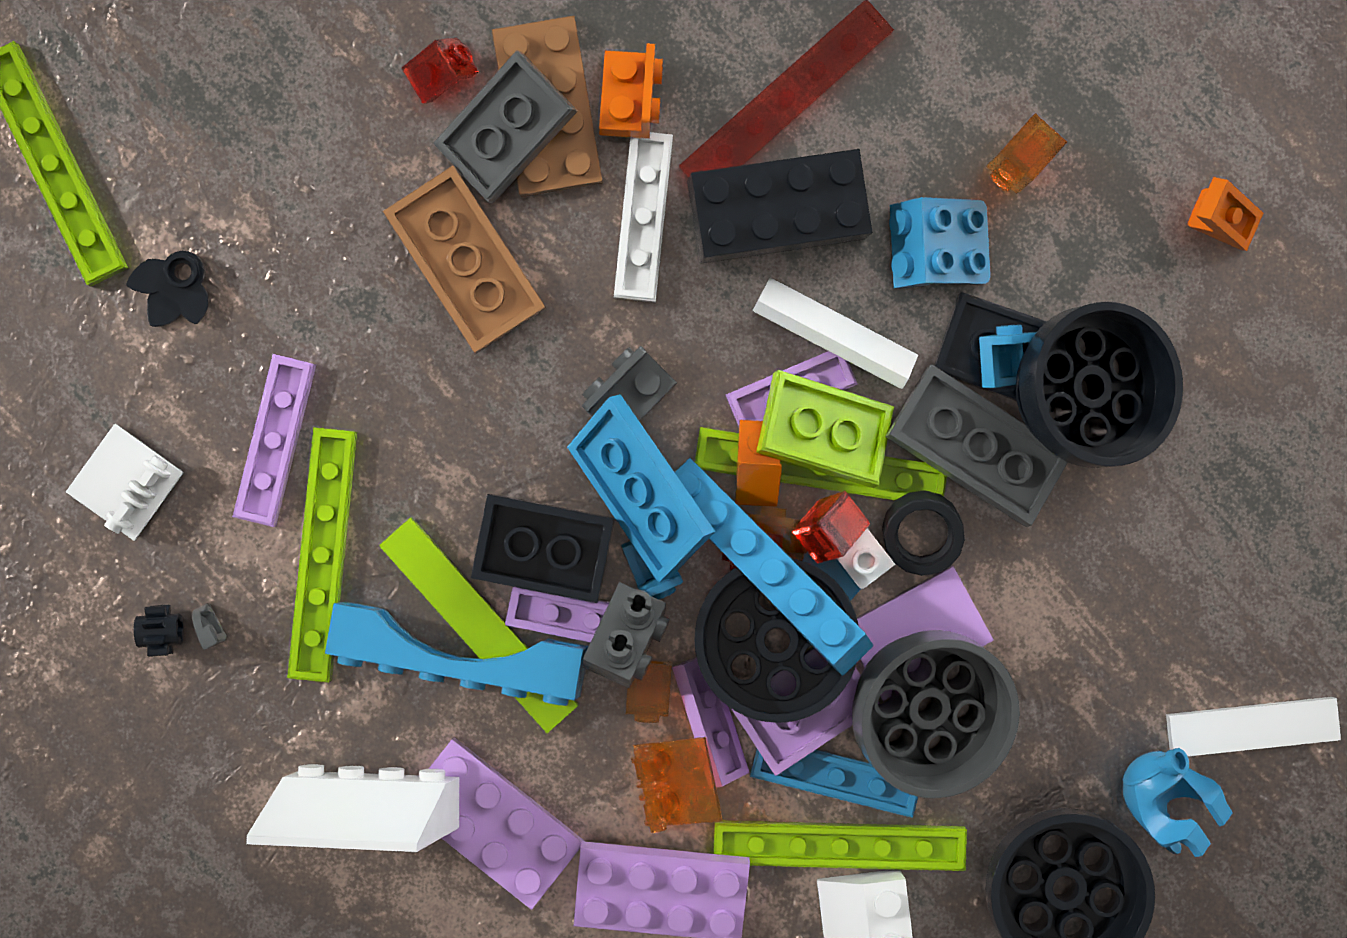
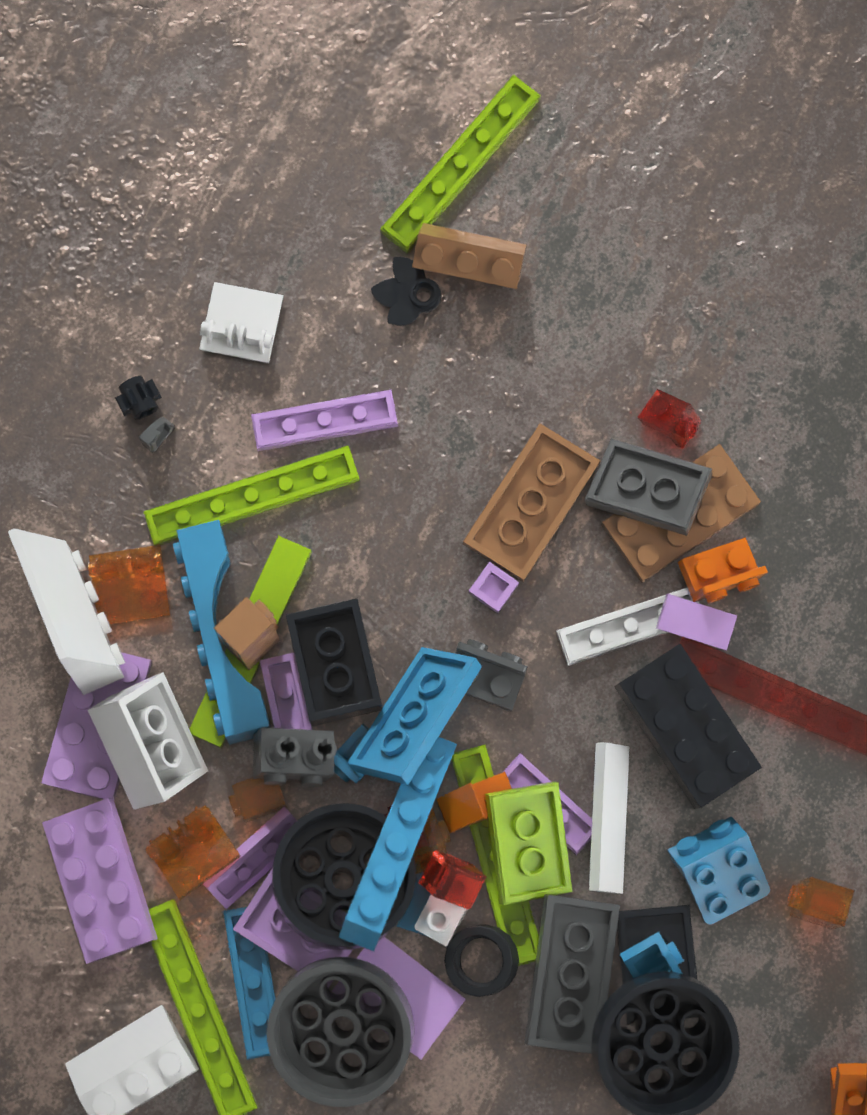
camera: 70 degrees right, 10 degrees down
(161, 202) = (469, 255): none -> medium nougat brick
(360, 726) = (130, 584): none -> clear orange hinge
(473, 628) = (248, 632): none -> medium nougat brick
(538, 342) = (493, 587): none -> lavender plate
(539, 781) = (148, 741): none -> white slope
(672, 145) = (696, 622): none -> lavender tile

